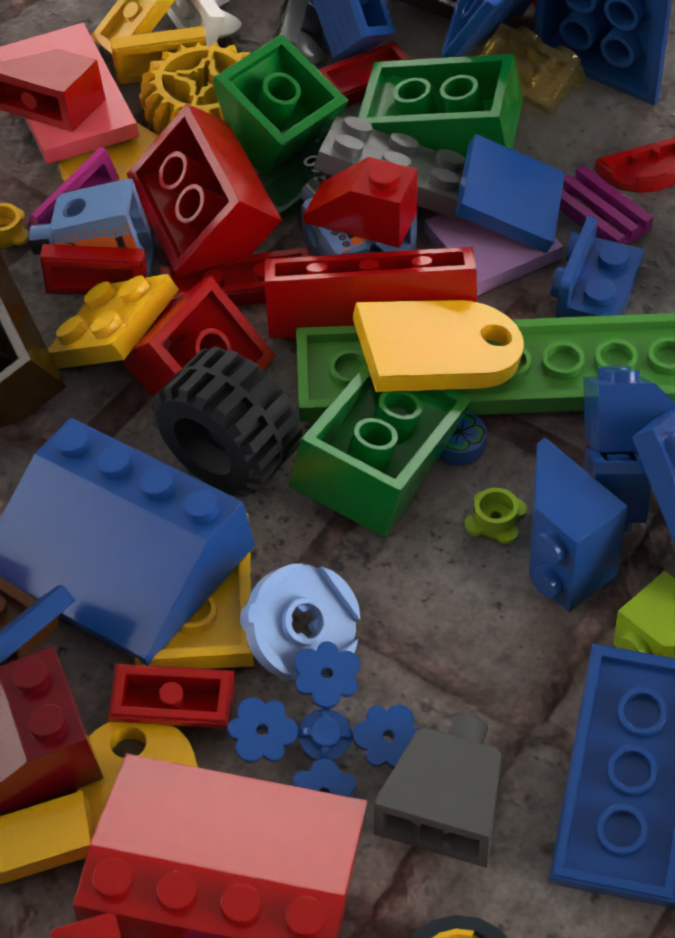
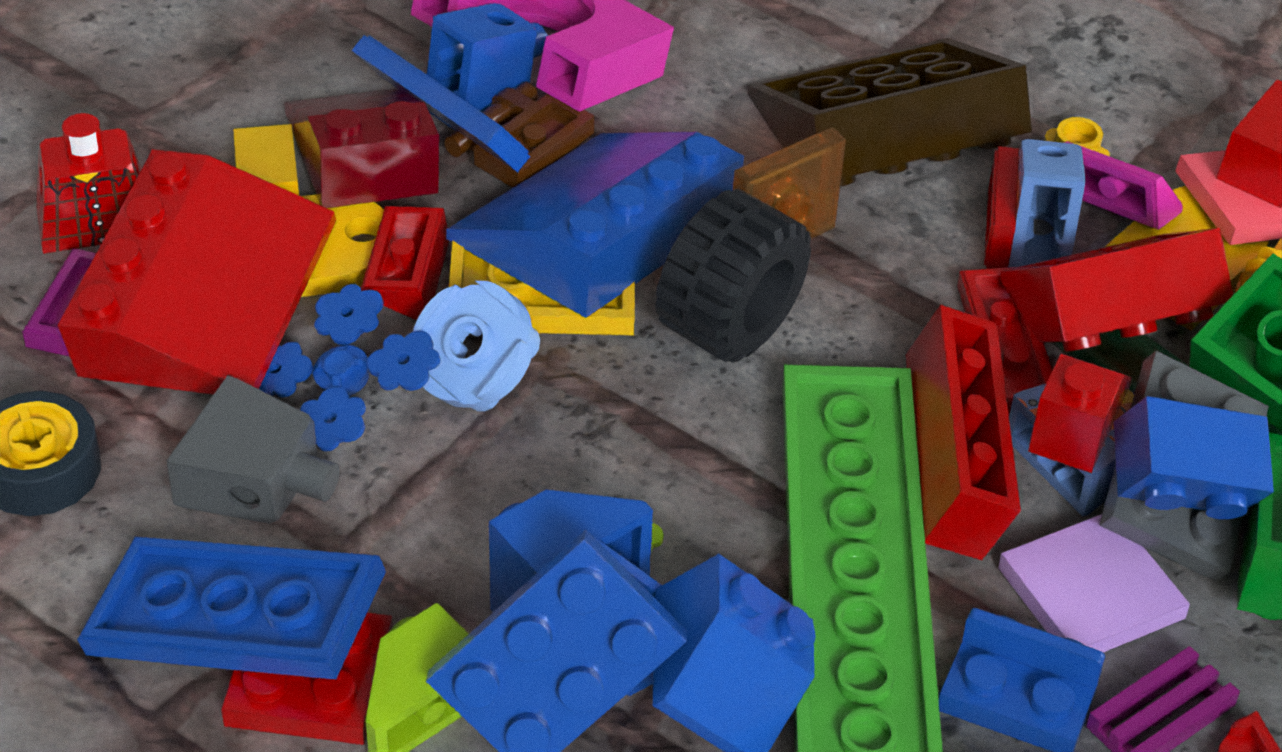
camera: 90 degrees right, 5 degrees down
(110, 392) = (800, 180): none -> clear orange plate
(111, 321) = (899, 204): yellow plate -> none
(191, 323) = (867, 287): red slope -> none
(375, 450) = (719, 419): green slope -> none
(429, 137) = (1192, 457): none -> blue brick
(436, 344) = (855, 462): yellow tile -> none
(467, 441) = (750, 521): blue tile -> none
(510, 193) = (1140, 573): blue tile -> none

